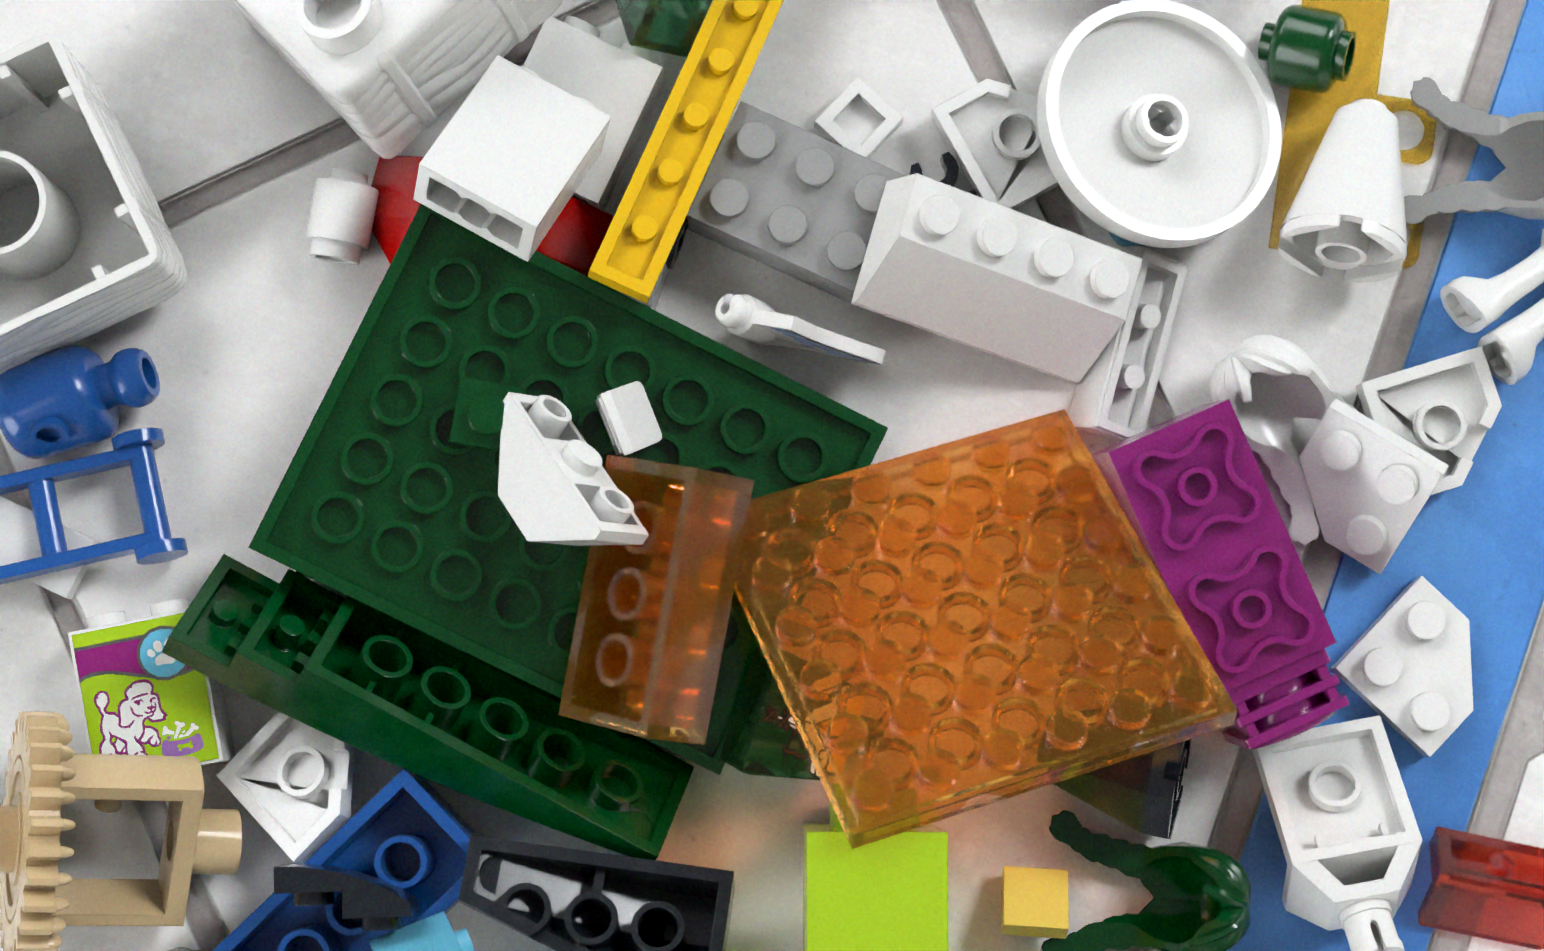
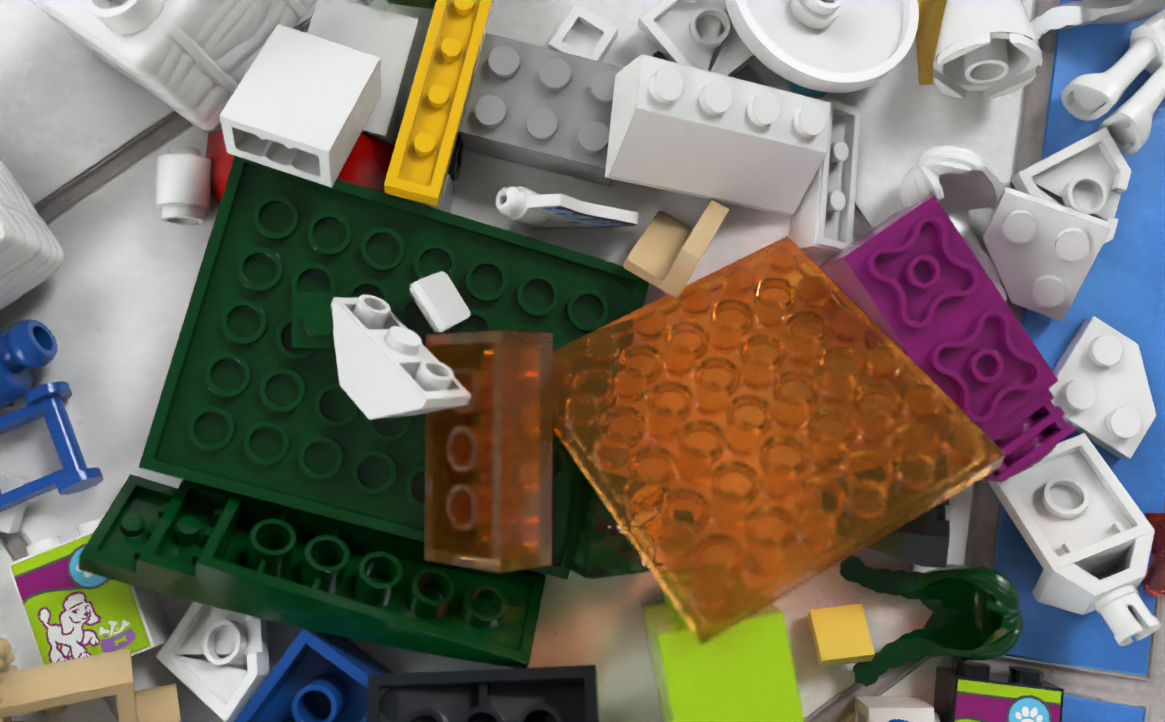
camera: 15 degrees left, 0 degrees up
(920, 401) = (672, 250): none -> tan panel

